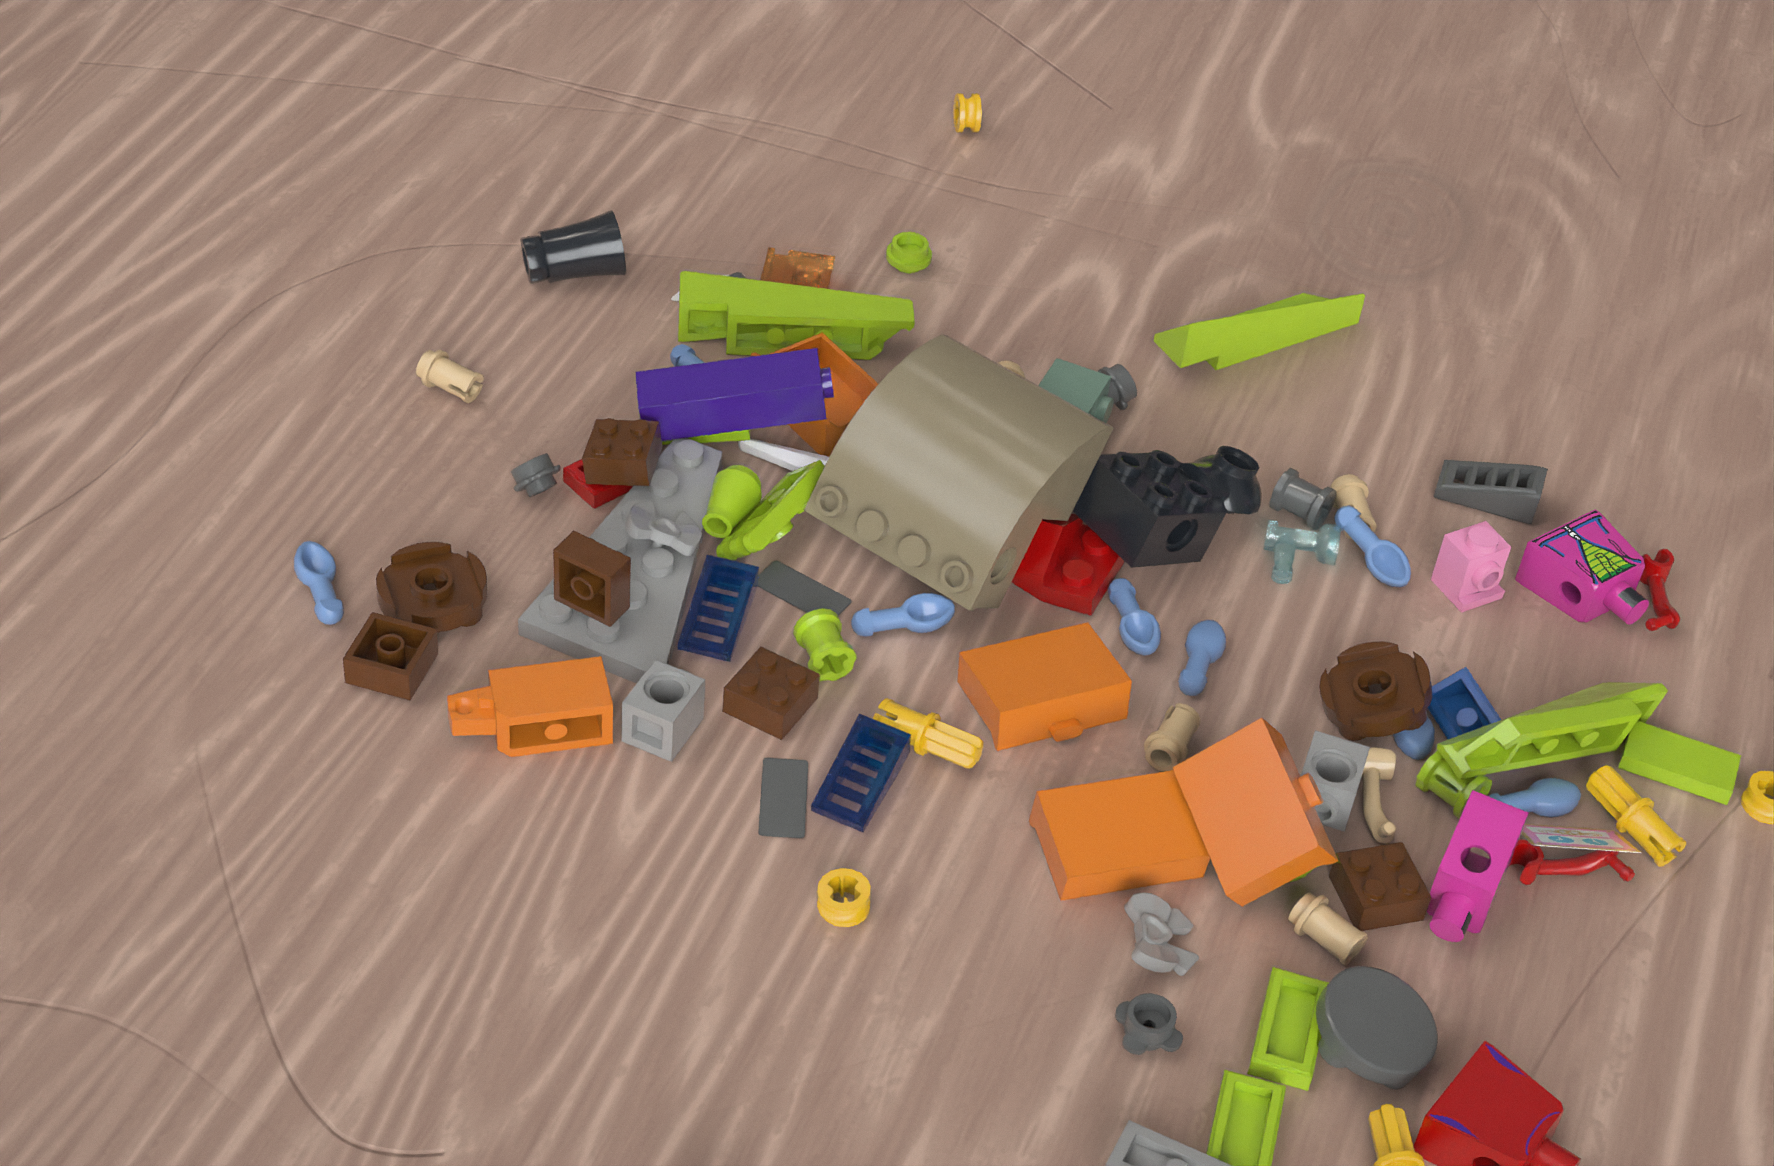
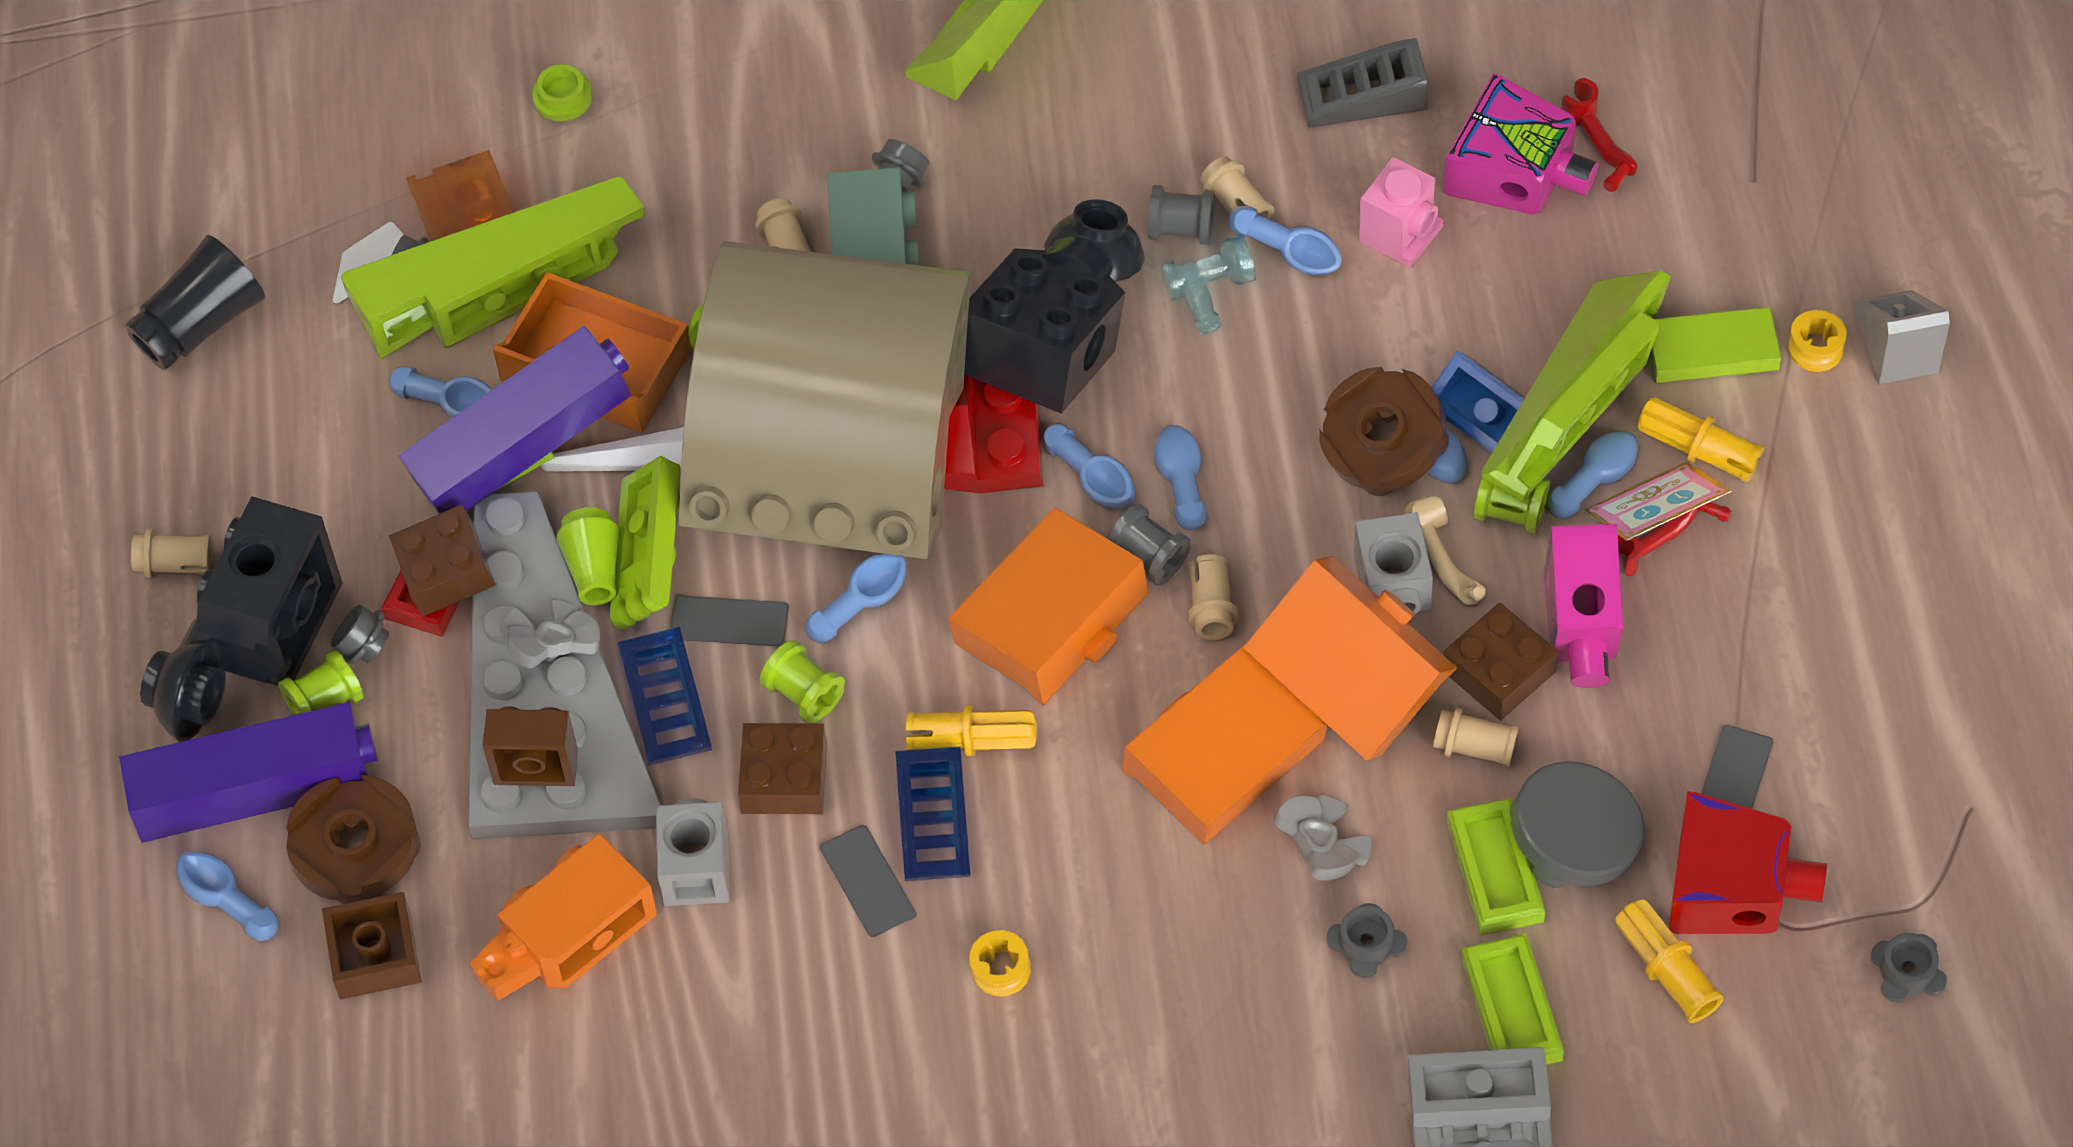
camera: 20 degrees left, 15 degrees up
(388, 510) = (243, 771): none -> dark purple brick
(468, 418) = (252, 615): none -> black brick
(482, 493) = (322, 687): none -> lime bush
(1149, 687) = (1147, 540): none -> dark grey bush
(1545, 1055) = (1737, 766): none -> dark grey sticker

